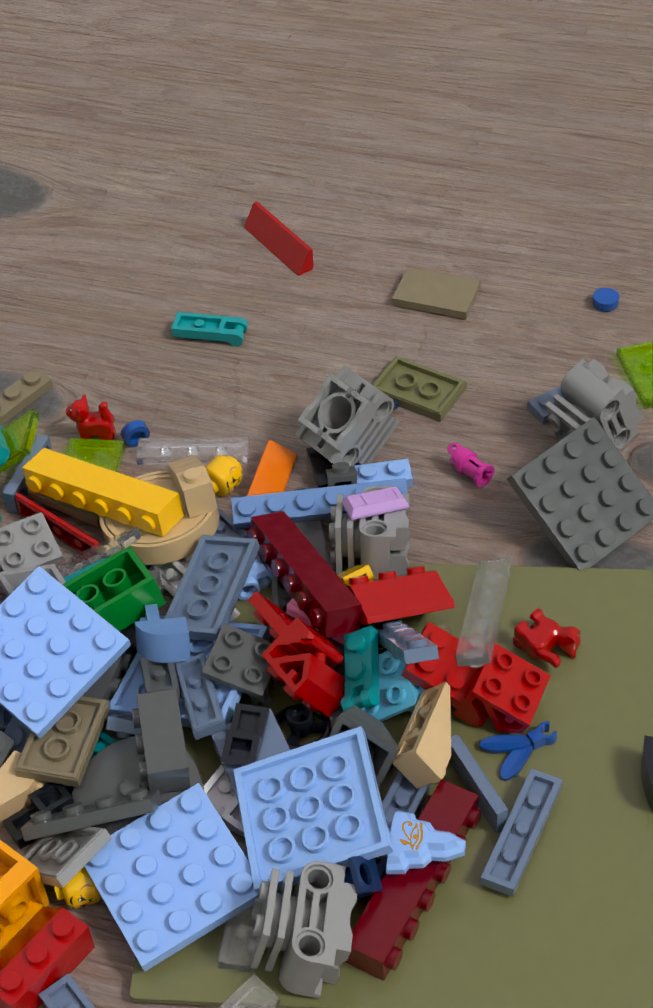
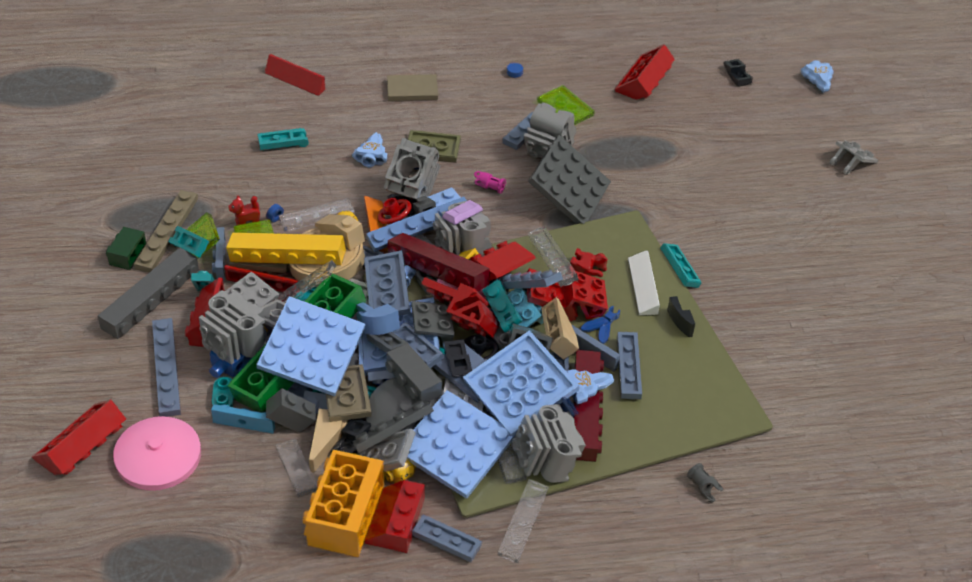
camera: 30 degrees left, 0 degrees up
(295, 469) = (393, 207): none -> red piece
(312, 376) = (371, 152): none -> light blue rock
(621, 699) = (644, 284): none -> white slope

